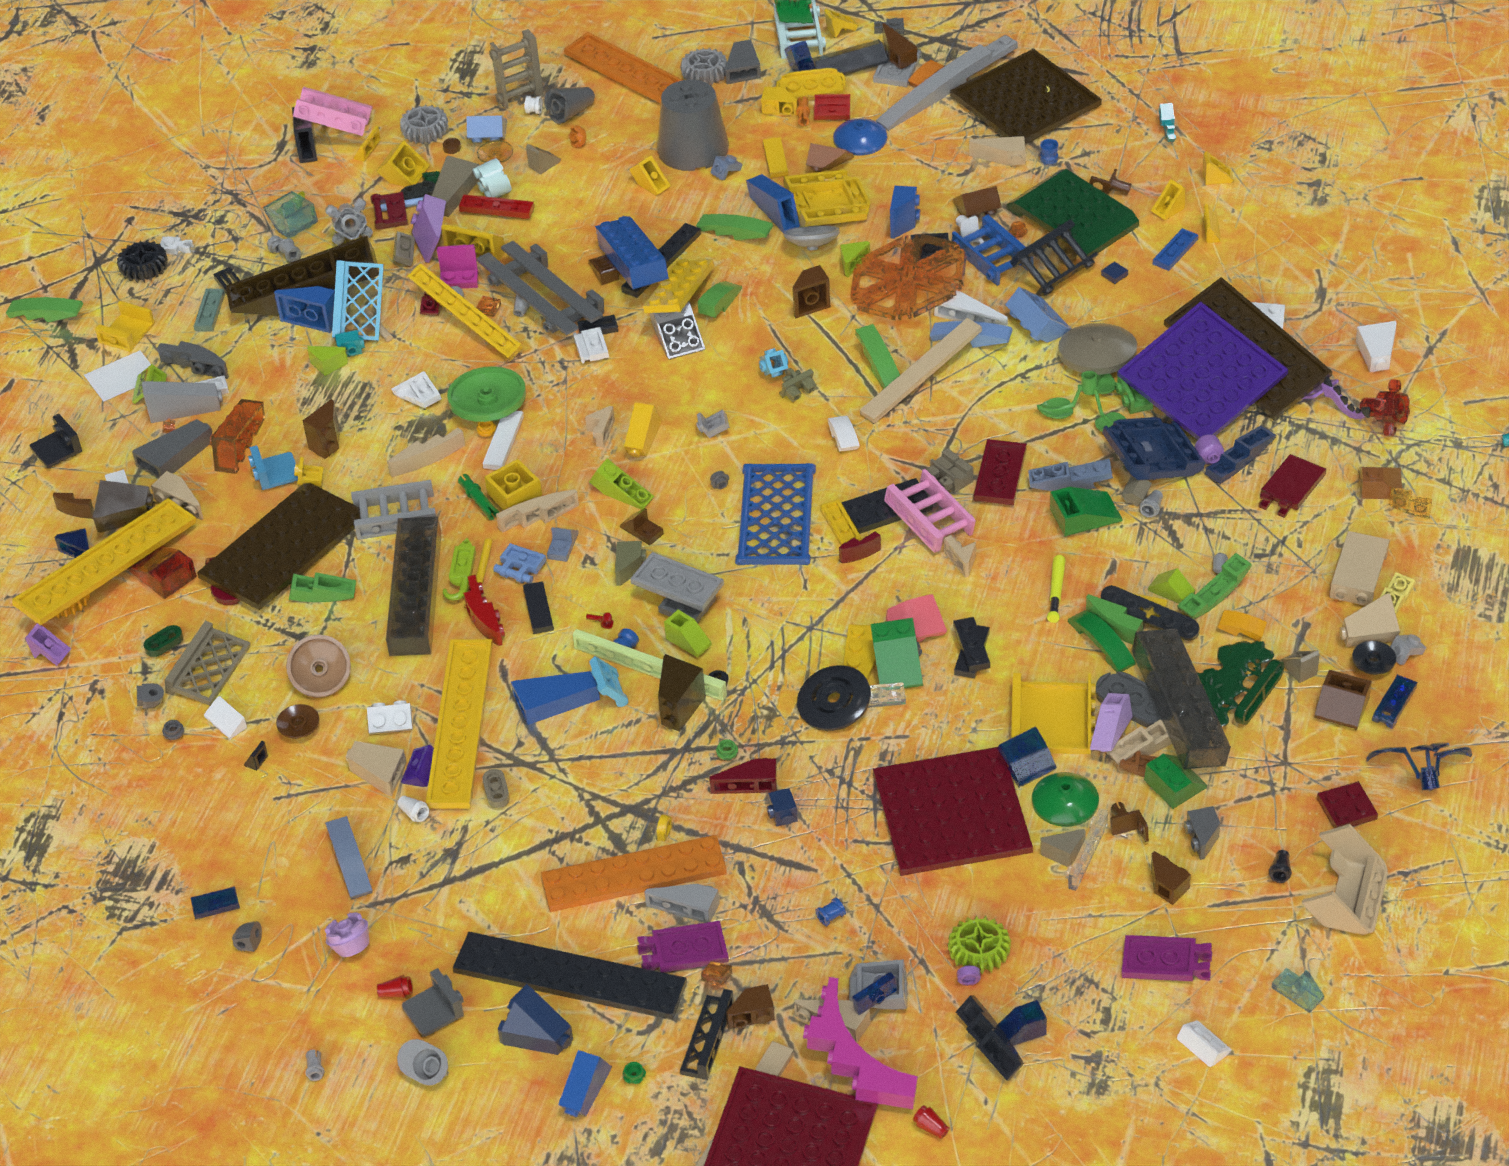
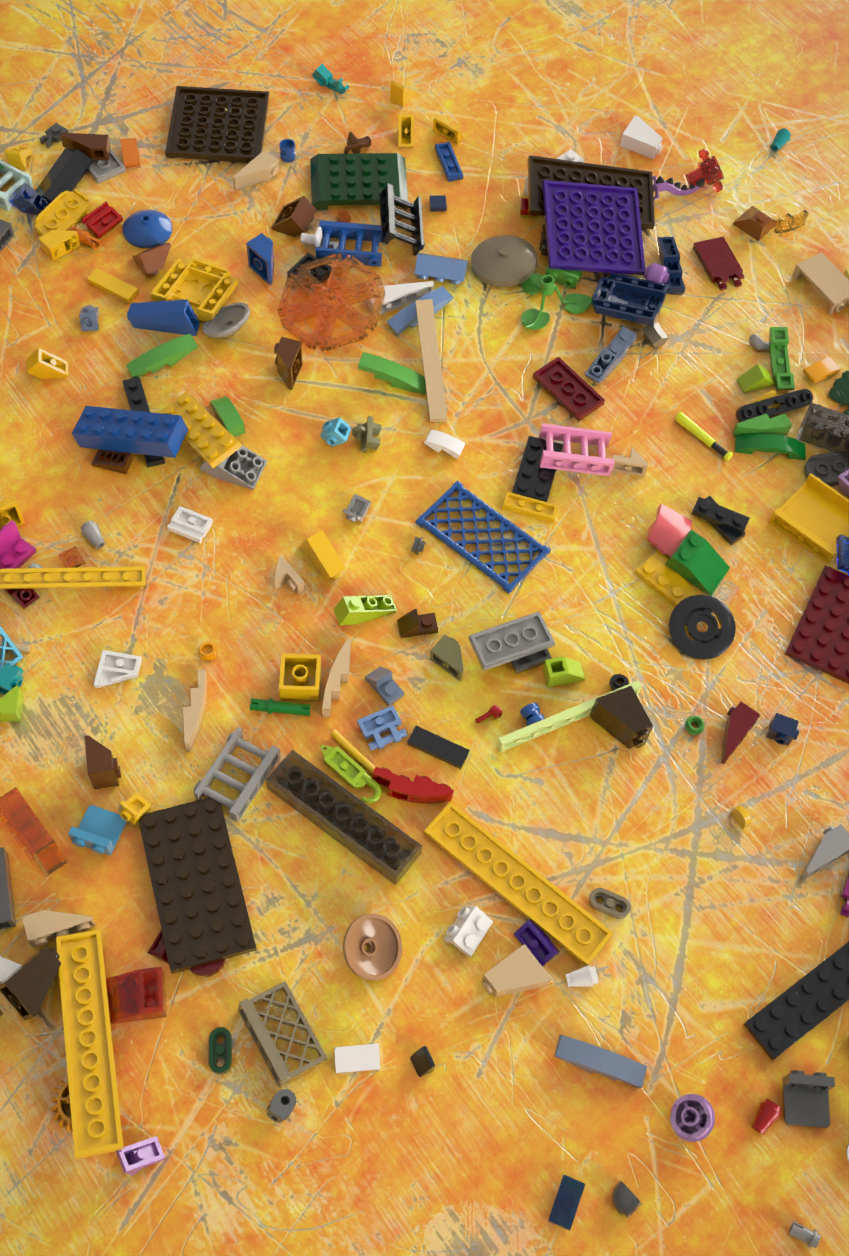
camera: 60 degrees left, 15 degrees up
(73, 542) = (31, 1049): clear blue slope -> none
(173, 730) = (334, 1103): dark grey plate -> none
(297, 721) = (418, 992): reddish brown dish -> none
(321, 588) = (275, 886): bright green slope -> none
(486, 394) = (177, 626): bright green dish -> none
(503, 441) = (231, 649): white tile -> none
(537, 263) = (56, 498): dark grey fence -> none
(554, 695) = (544, 803): blue slope -> none
(606, 323) = (166, 518): black tile -> none
(607, 681) = (577, 757): medium azure plate -> none
(633, 873) = (766, 869): orange plate -> none
(690, 126) = (36, 305): dark grey cone -> none
(852, 254) = (270, 317): lime slope -> none
(856, 550) = (568, 512): dark red slope -> none
(945, 79) = (152, 149): light grey slope -> none
(951, 471) = (541, 413): dark tan hips -> none
(1082, 509) = (649, 374): green slope -> none
(1151, 505) = (675, 336): light grey cone -> none

